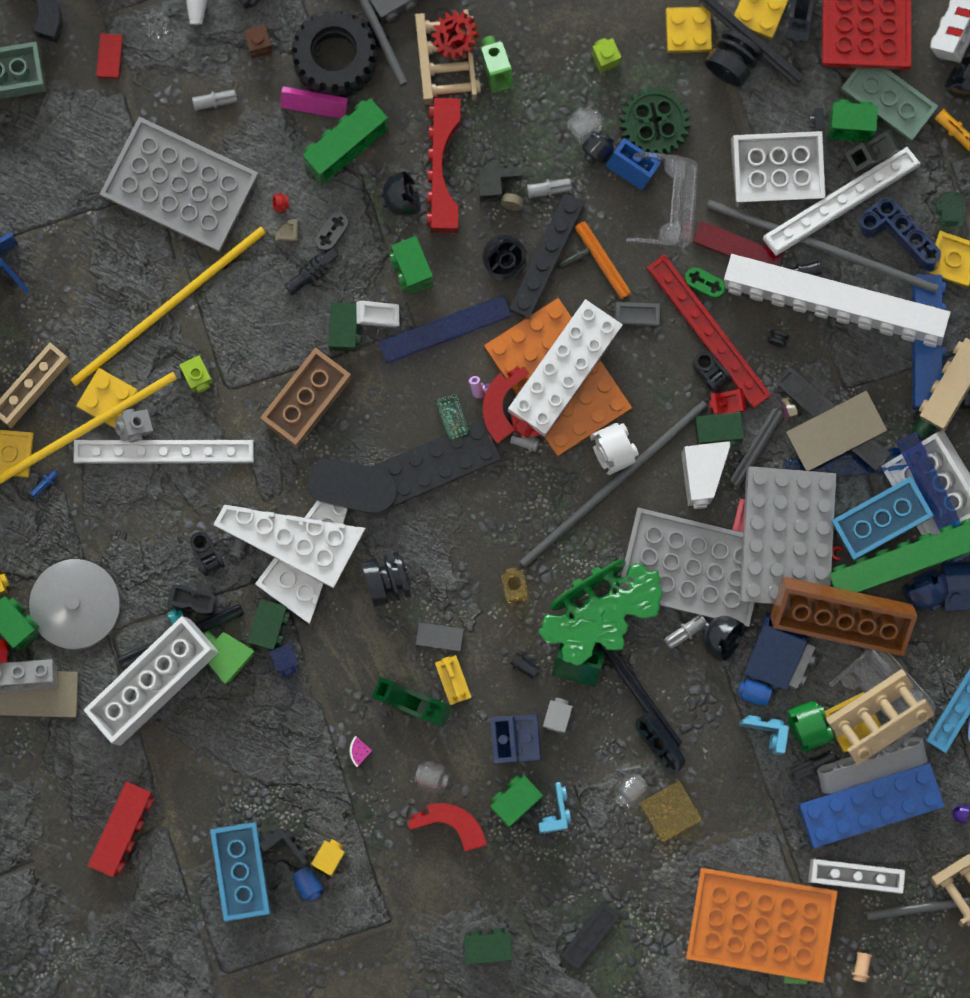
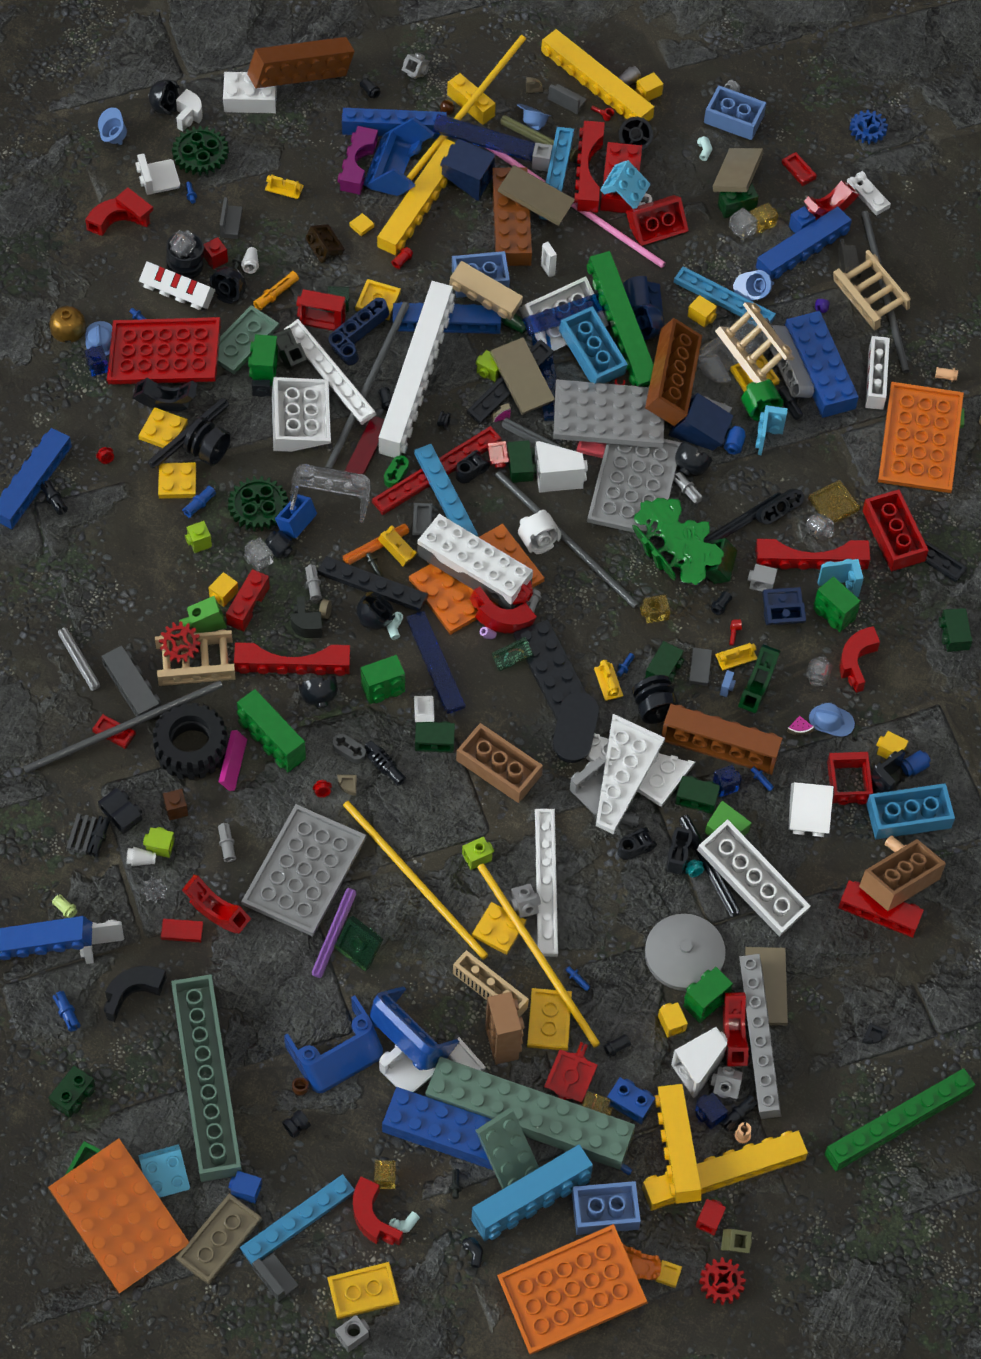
camera: 90 degrees left, 20 degrees down
(84, 244) = (358, 943): none -> clear green tile
(104, 218) = (333, 933): none -> medium lavender axle
(131, 90) = (214, 908): none -> red arch
(152, 853) = (902, 874): none -> medium nougat brick
(200, 855) = (893, 844): none -> light nougat pin
(213, 26) = (159, 841): none -> lime brick
(249, 755) = (810, 808): none -> white slope
(279, 500) = (588, 784): none -> light grey bracket
(294, 699) = (758, 774): none -> blue piece
(311, 803) = (850, 760): none -> red window
(333, 654) = (721, 738): none -> dark orange brick
(369, 790) = (831, 720): none -> medium blue piece
(412, 667) = (728, 684): none -> medium blue plate
(418, 528) = (608, 681): none -> yellow hinge
(438, 593) = (666, 661): none -> dark green brick
(441, 548) = (623, 668): none -> blue piece
(487, 279) = (392, 627): none -> light aqua arm
(494, 680) = (735, 625): none -> red hand
(510, 106) = (252, 590): none -> red arch
(536, 85) = (223, 589): none -> yellow brick
(591, 828) = (777, 555): none -> red arch
(596, 282) = (397, 546): none -> yellow hinge
(624, 881) = (895, 530): none -> red brick
(657, 55) = (199, 501): none -> blue pin
(671, 340) = (443, 487): none -> dark azure plate
(856, 387) = (487, 367): none -> lime brick
(927, 188) = (319, 318): none -> red window
(946, 660) = (702, 311): none -> yellow brick

